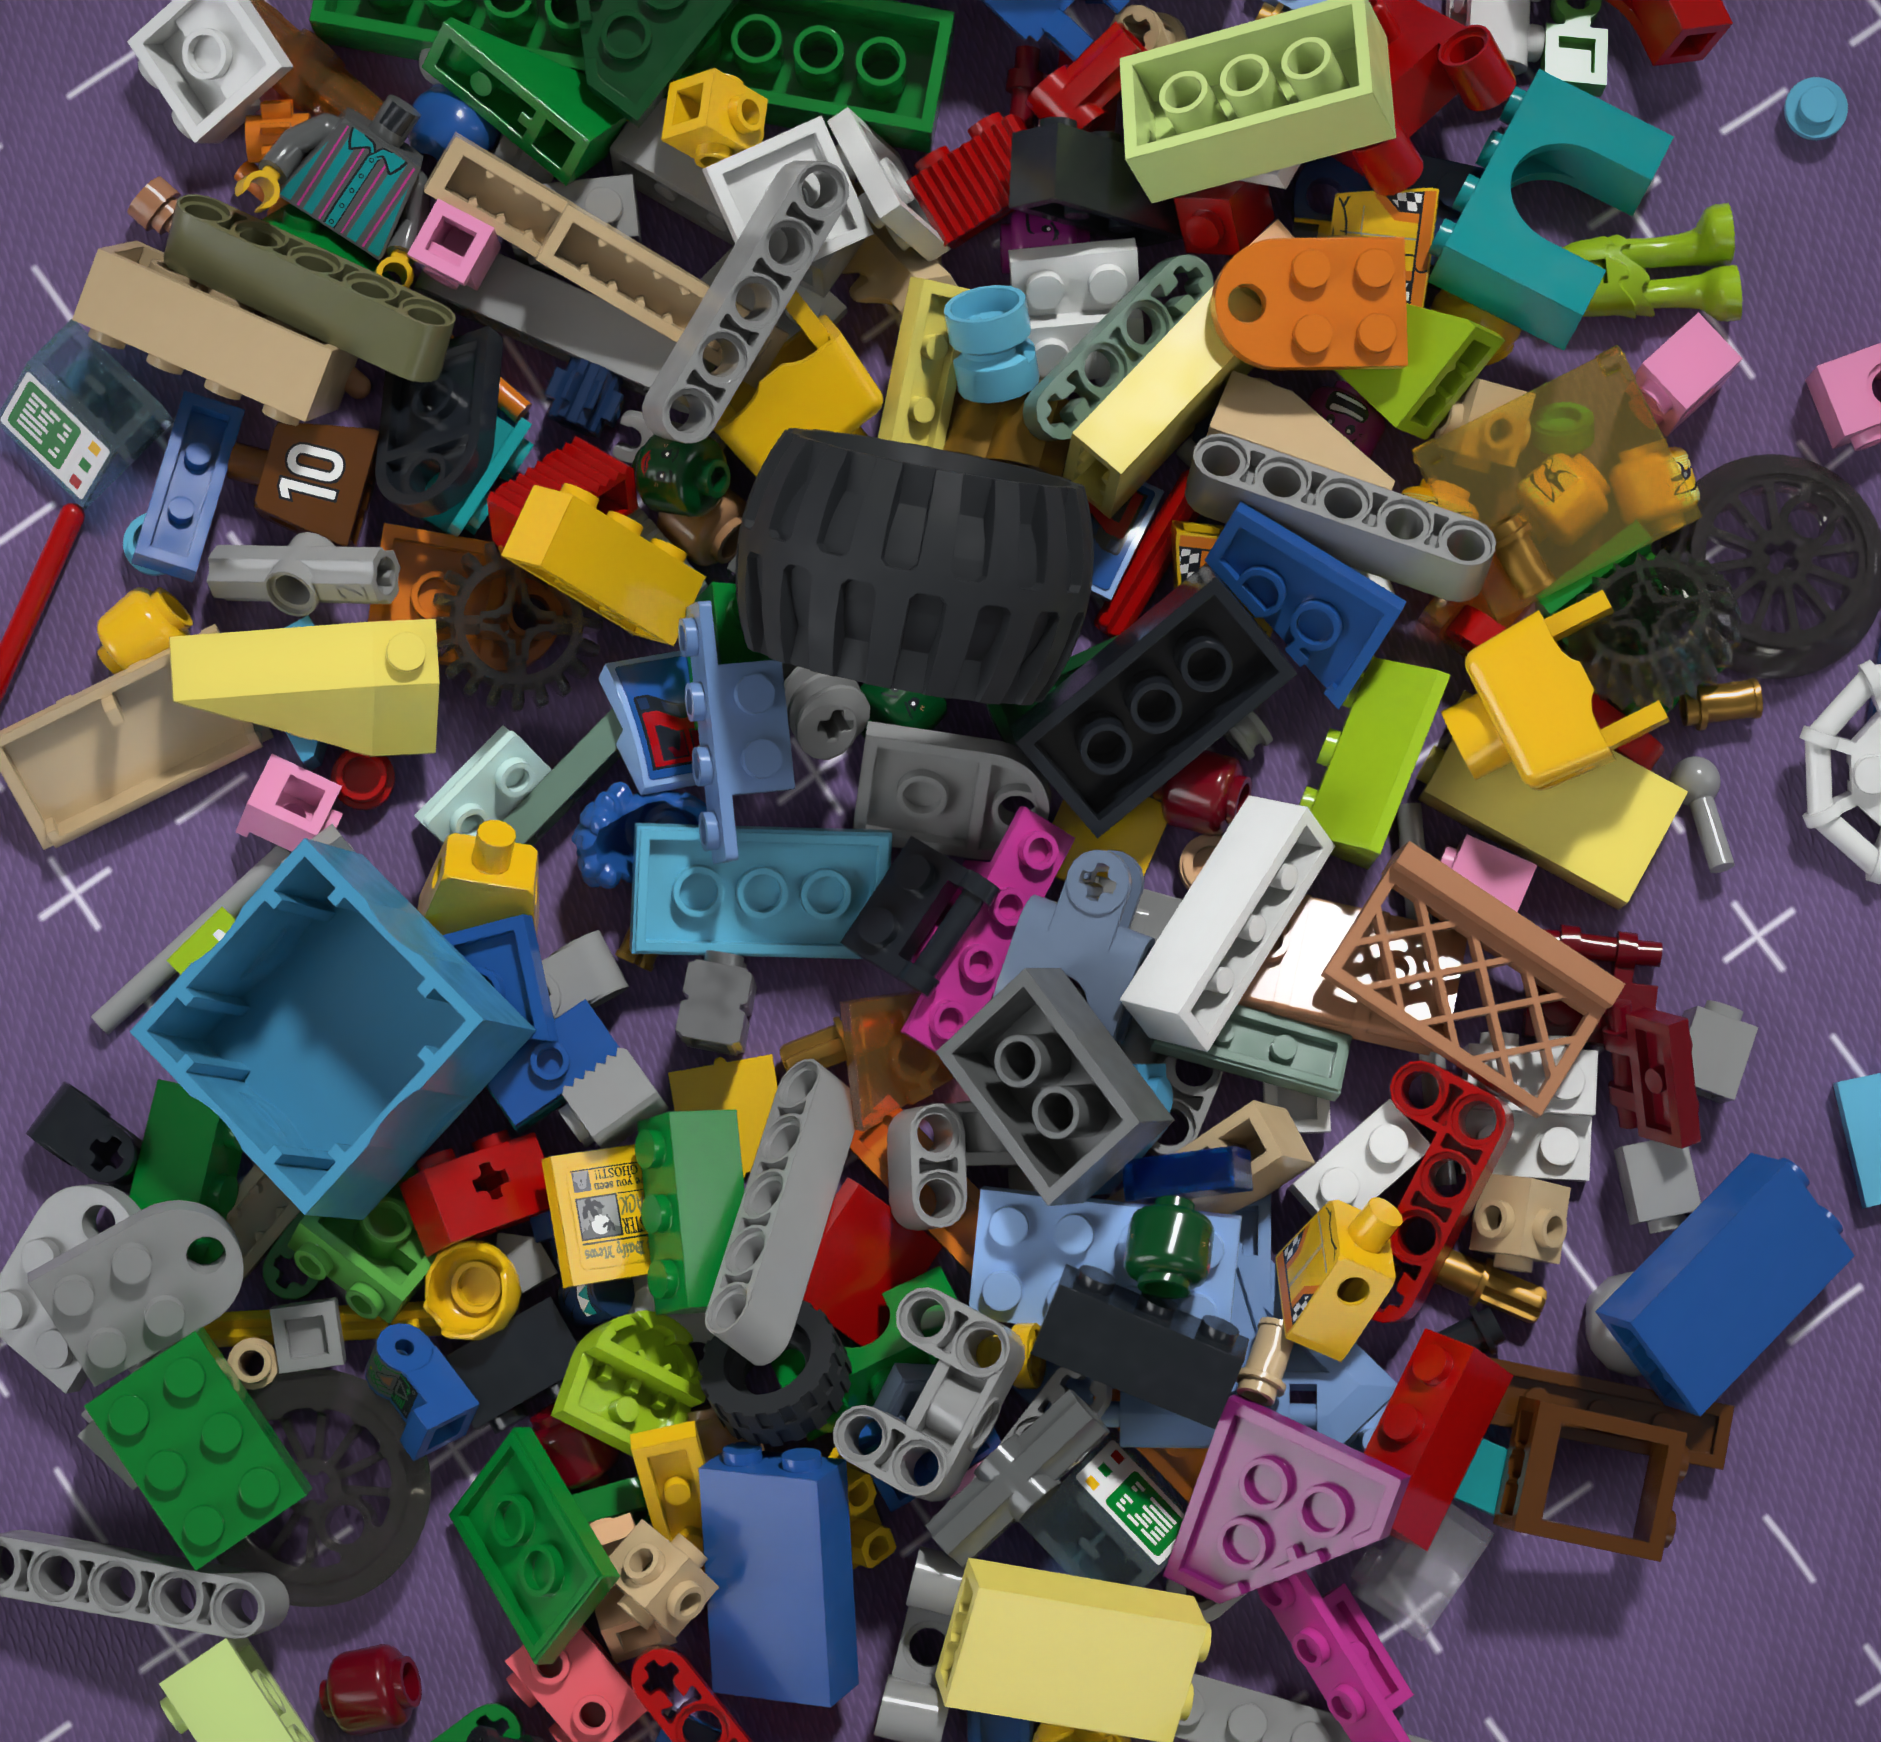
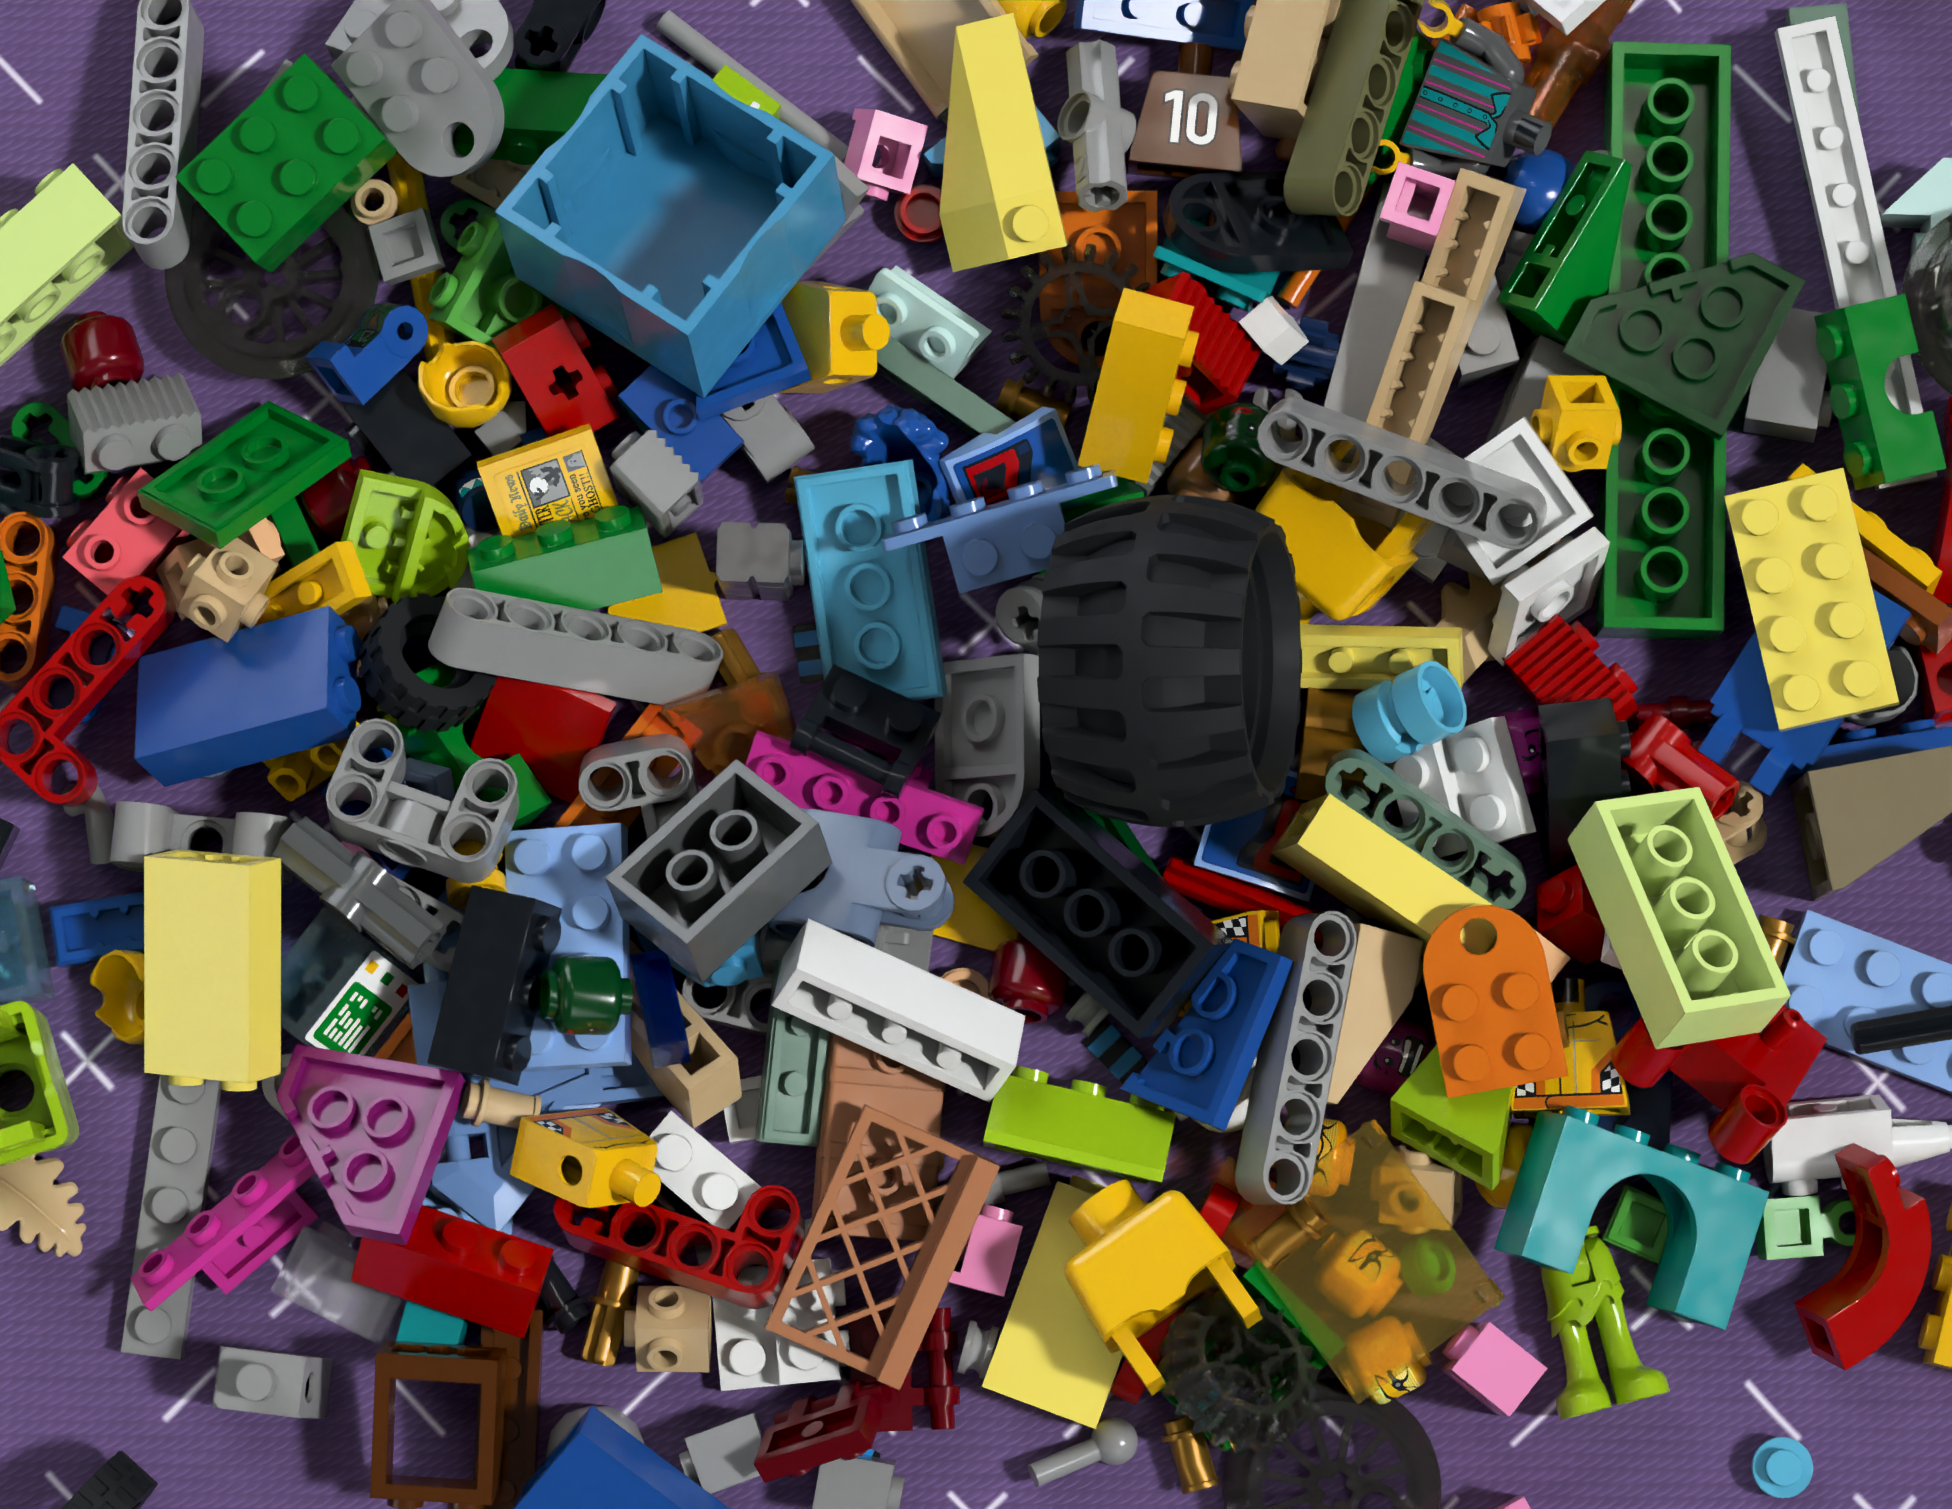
camera: 85 degrees right, 0 degrees up
(454, 1661) = (134, 423): none -> light grey brick
(560, 420) = (1274, 330): none -> white piece
(588, 699) = (1020, 401): none -> pearl gold pin
(816, 972) = (808, 653): none -> sticker
(1291, 716) = (1114, 1051): none -> sticker
(1516, 1661) = (272, 1383): none -> light grey torso
(1551, 208) = (1638, 1224): none -> bright green tile
(1583, 904) = (978, 1349): none -> light grey bush

